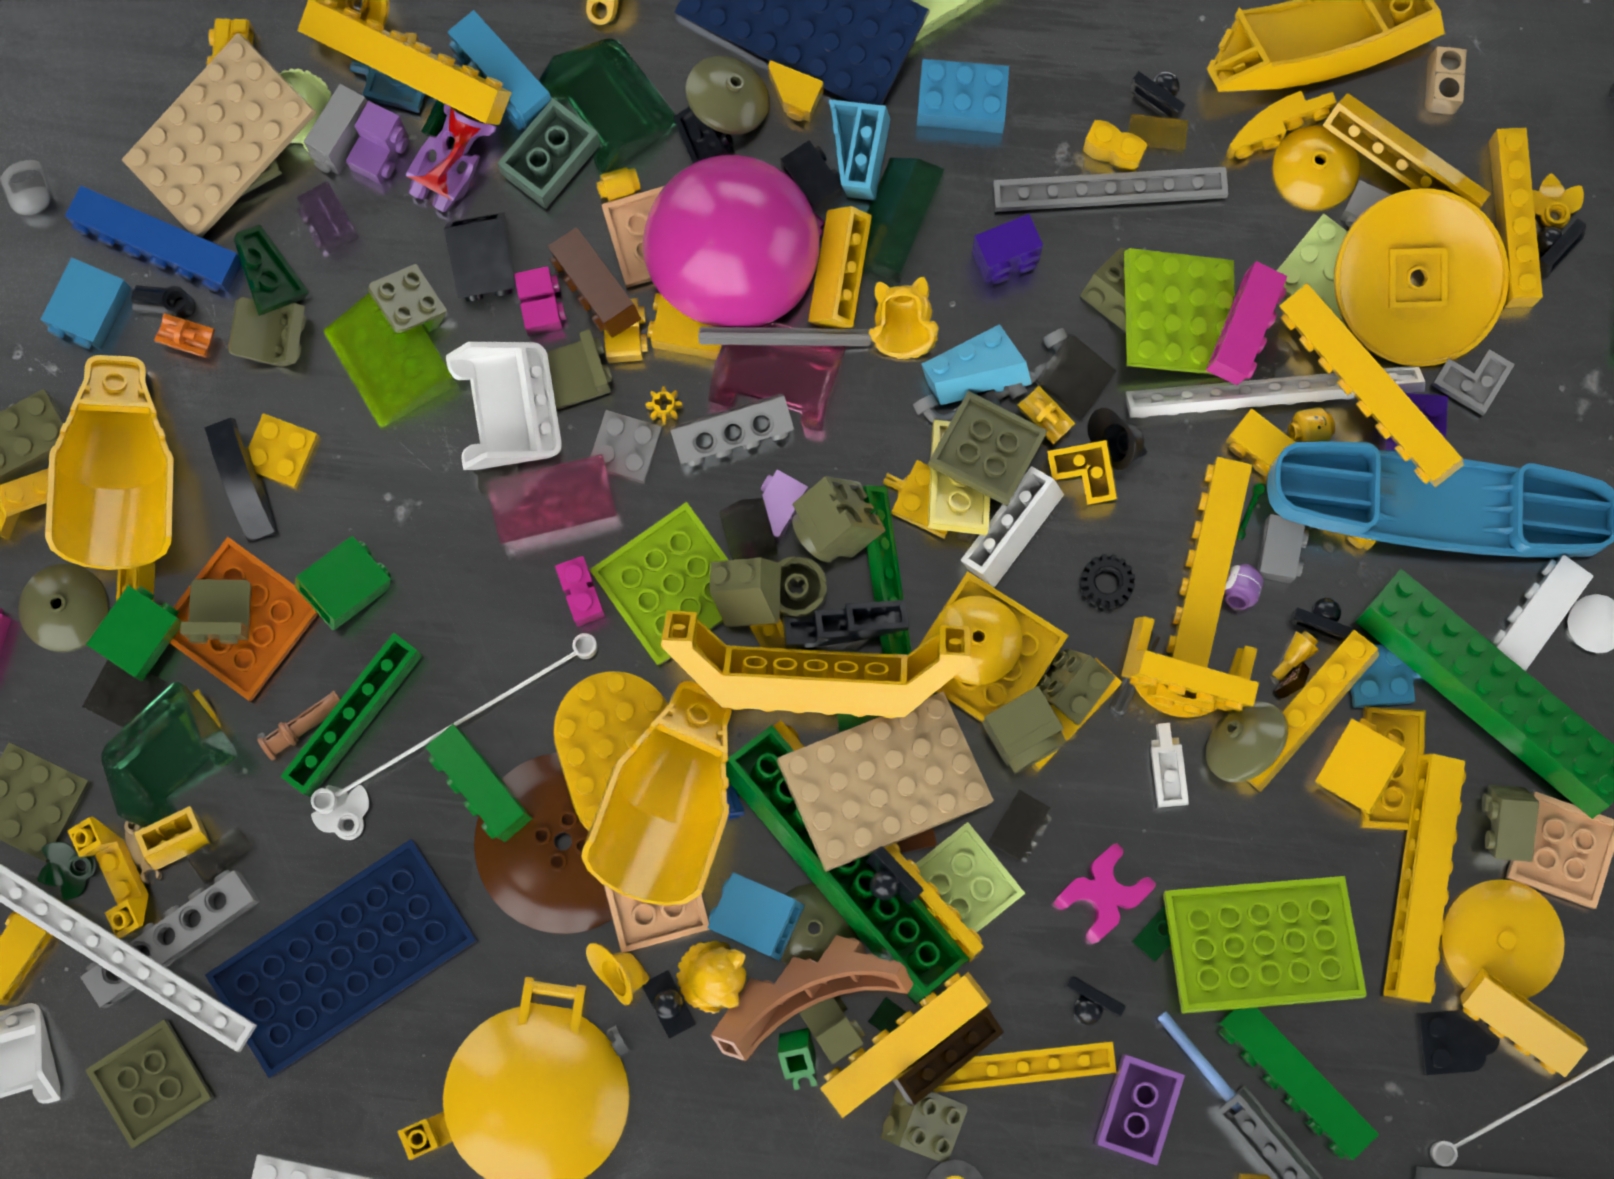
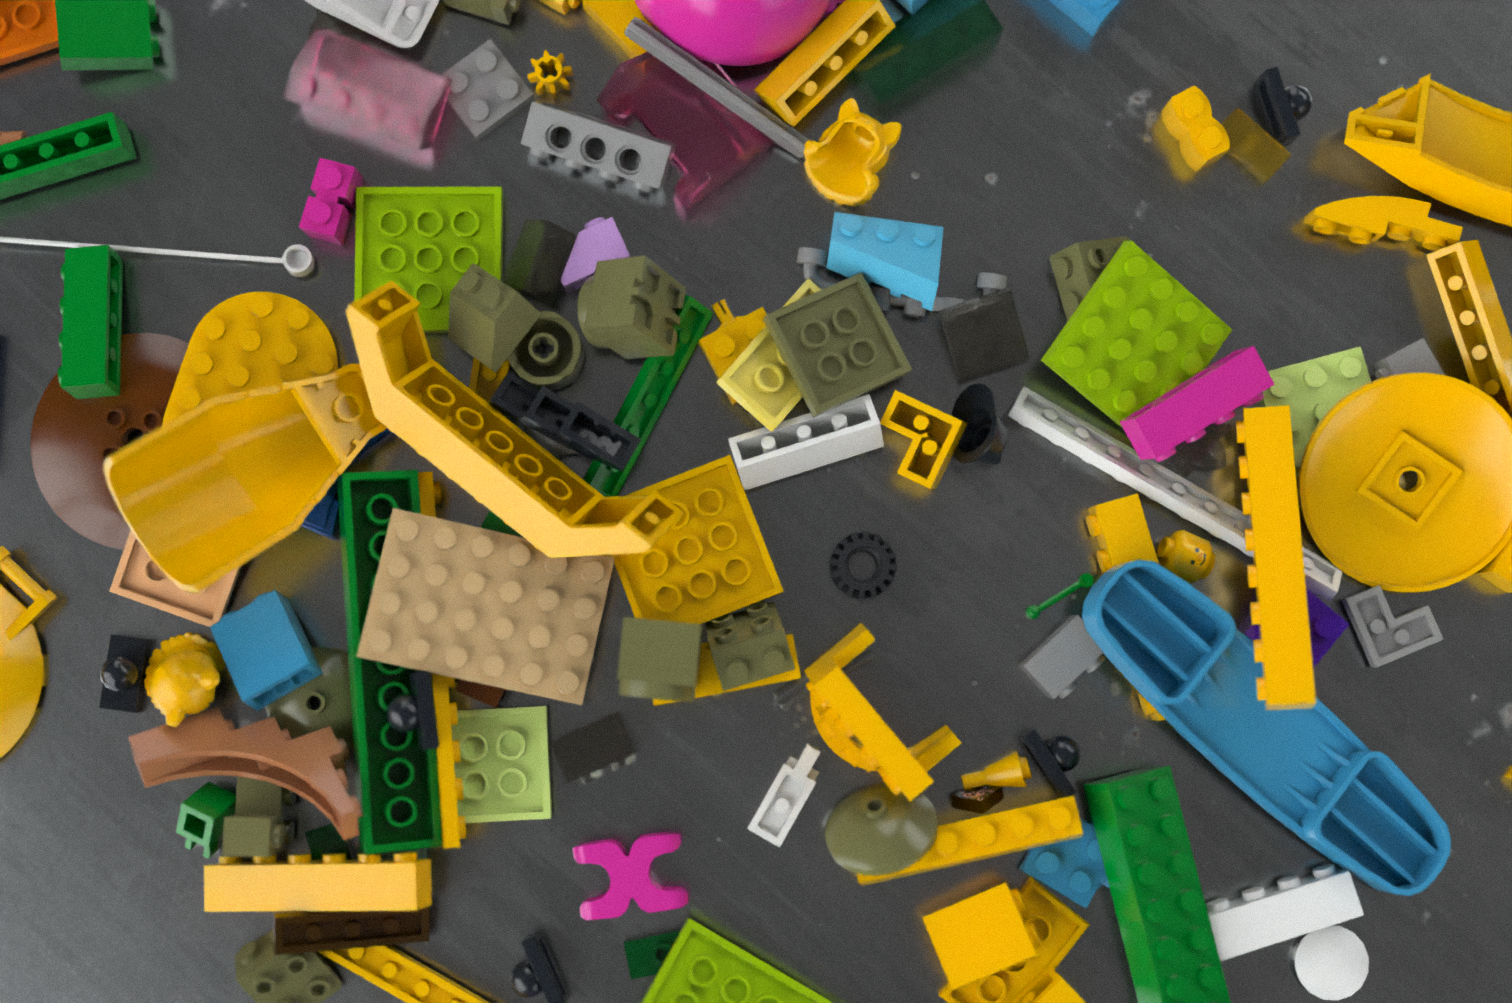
camera: 30 degrees right, 5 degrees up
(618, 971) = (100, 610): yellow piece -> none
(618, 1041) = (49, 679): dark grey tile -> none
(1002, 637) = (715, 539): yellow dish -> none
(1007, 249) = (1008, 156): dark purple brick -> none
(1047, 414) = (924, 352): yellow hips -> none
(1110, 189) = (1160, 169): light grey plate -> none
(1209, 562) = (977, 621): yellow brick -> none
(1243, 586) = (995, 667): medium lavender head -> none
(1313, 184) = (1368, 305): yellow dish -> none

